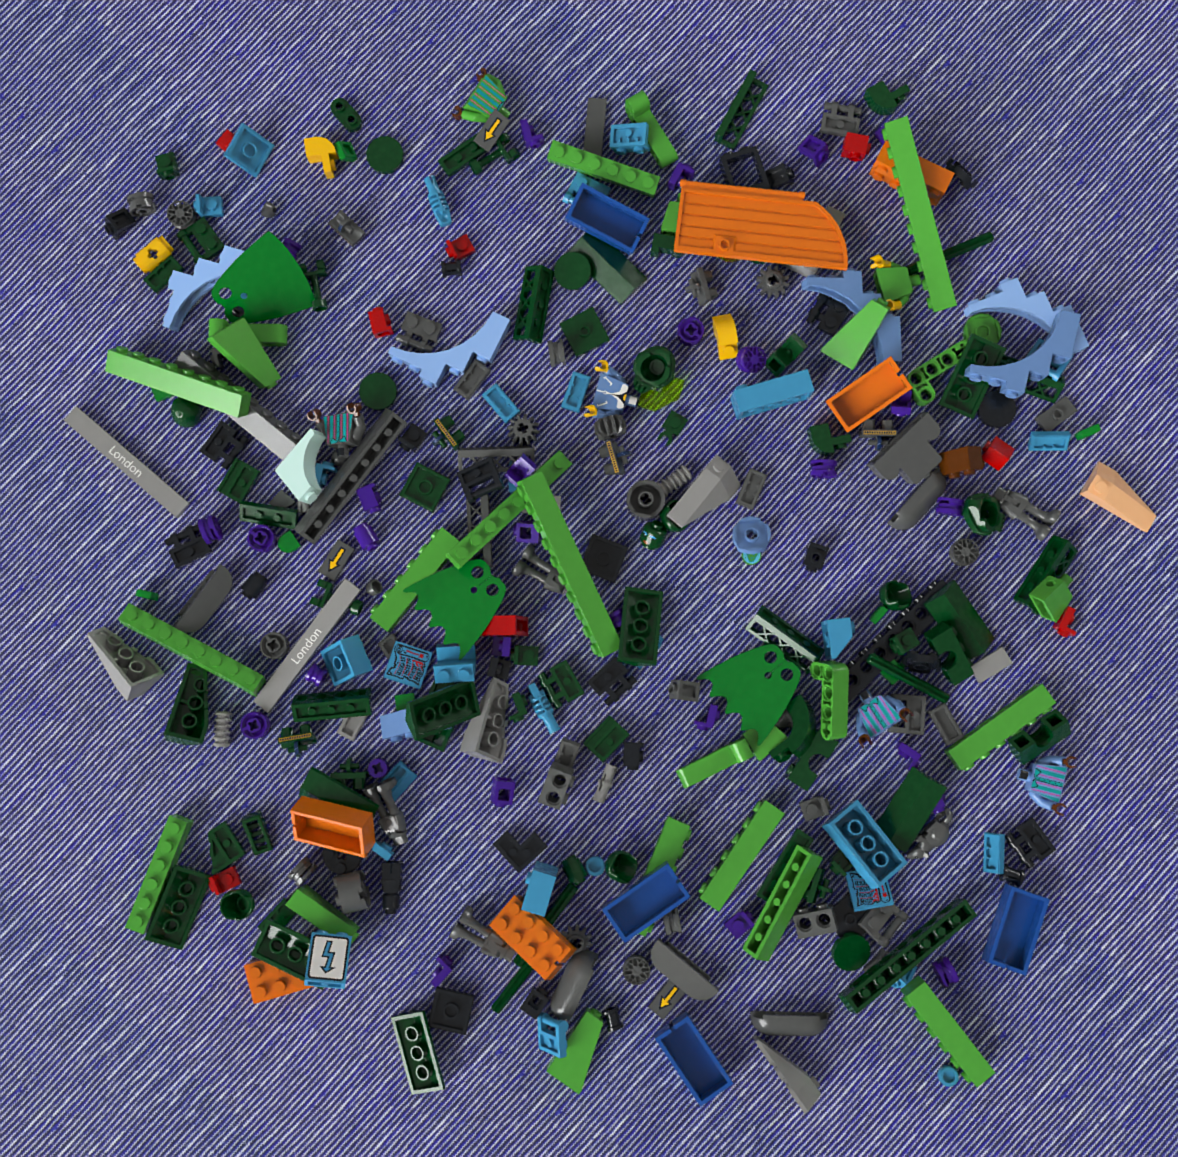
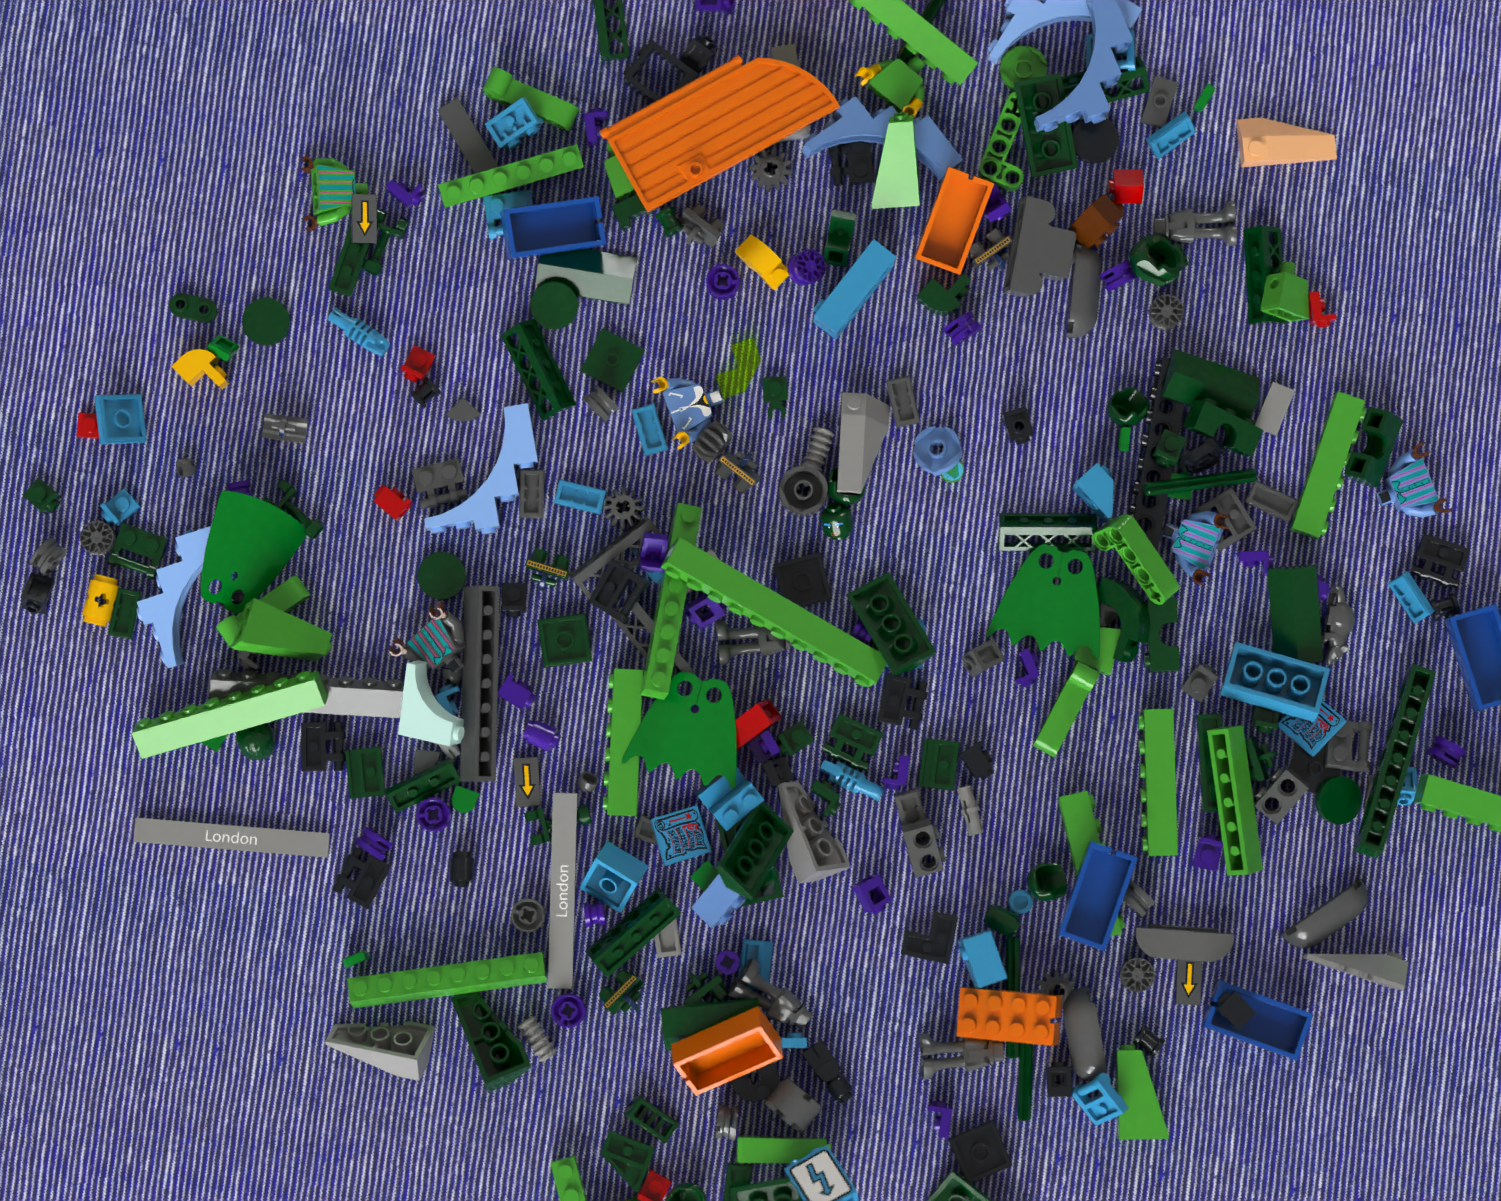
camera: 40 degrees left, 0 degrees up
(205, 600) = (421, 920): dark grey brick -> none
(467, 297) = (463, 411): none -> dark grey tile
(579, 724) = (901, 770): none -> dark purple bracket
(653, 368) = (714, 349): dark green helmet -> none
(683, 1043) = (1234, 1009): none -> black brick
(684, 269) = (669, 222): none -> dark green bush

